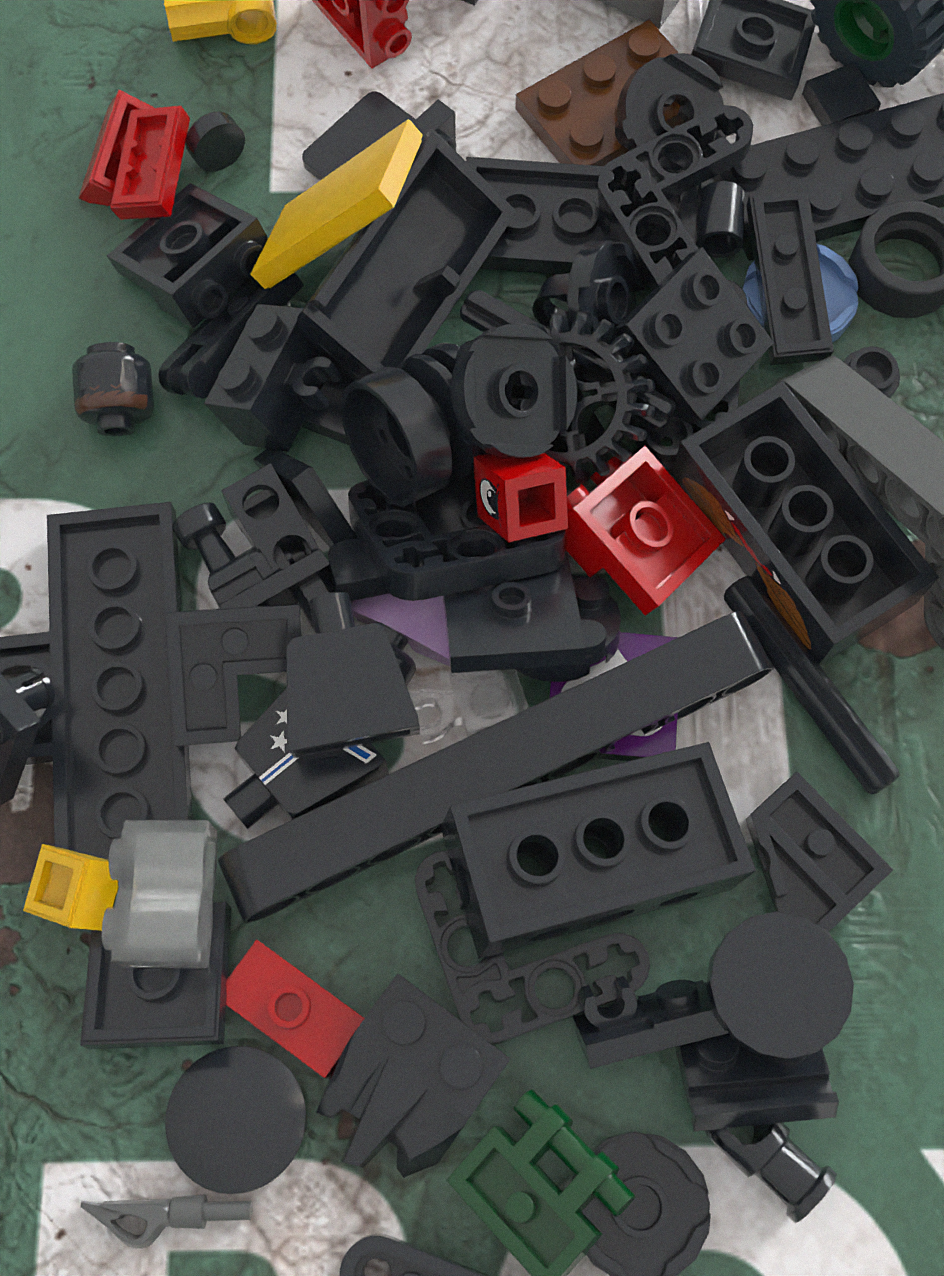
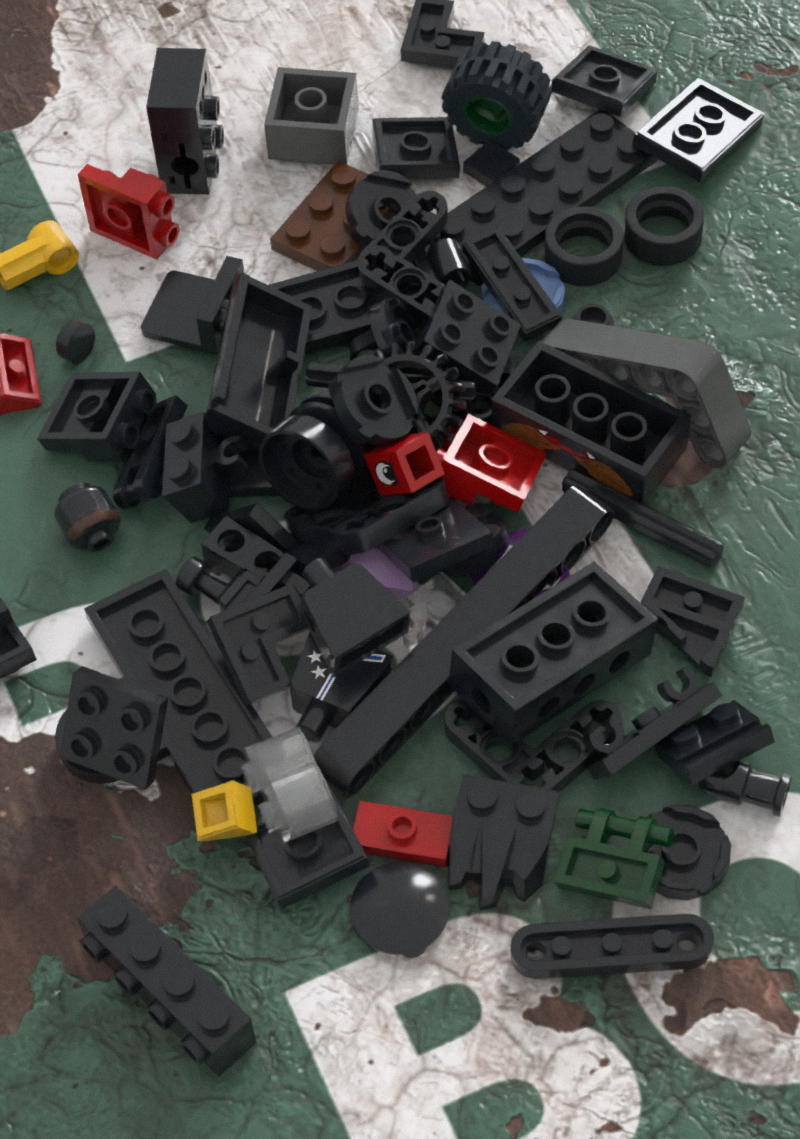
camera: 20 degrees left, 15 degrees down
(150, 163) = (39, 369): red plate -> none
(160, 1213) = (379, 981): dark grey hand -> none
(338, 205) = (196, 341): yellow tile -> none
(780, 986) = (703, 676): black tile -> none

